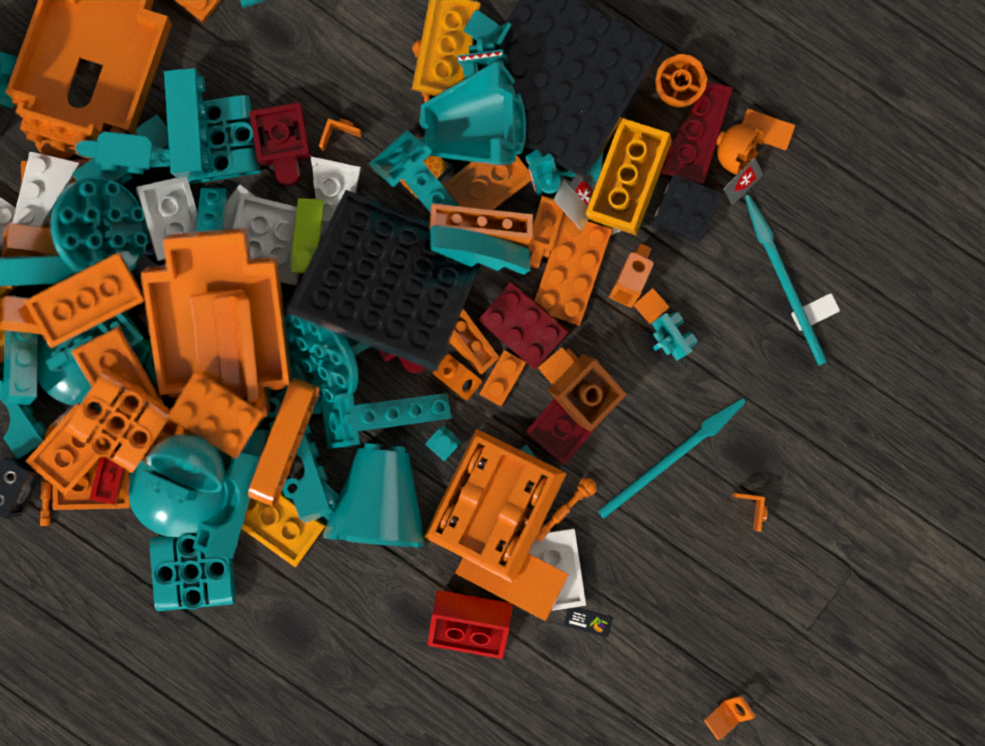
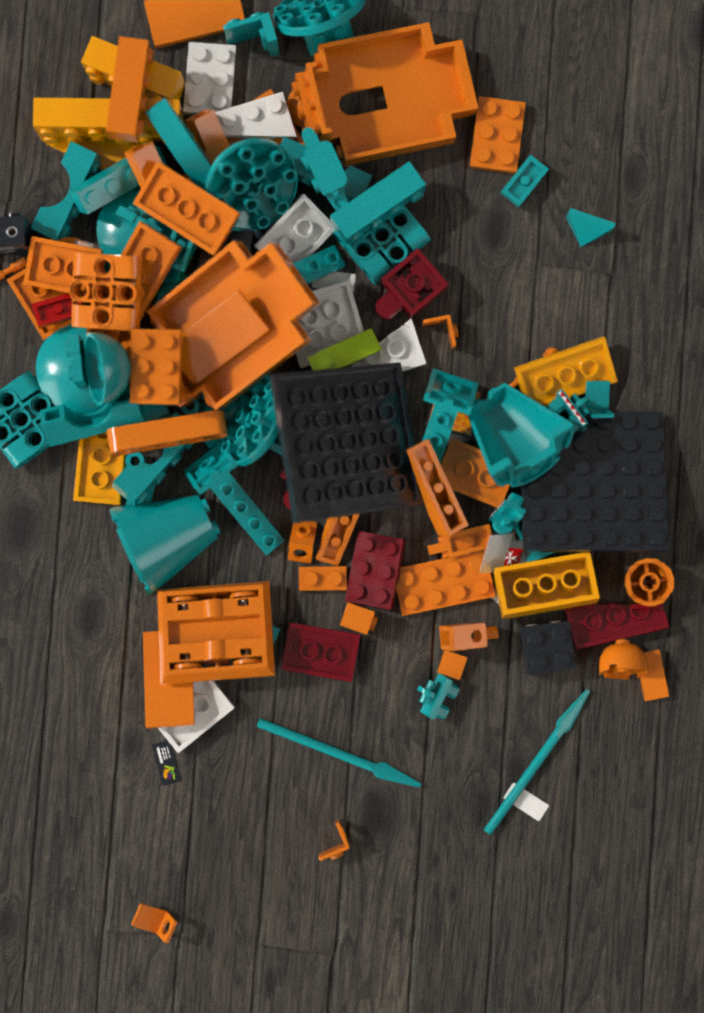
camera: 60 degrees right, 0 degrees up
(236, 346) = (220, 350): orange panel -> none
(443, 443) = (242, 561): teal brick -> none
(470, 624) = (108, 668): red slope -> none
(480, 248) = (413, 494): teal slope -> none
(585, 488) = (273, 698): orange piece -> none
(587, 392) = (349, 653): dark orange brick -> none
(743, 181) = (597, 681): dark grey sticker -> none

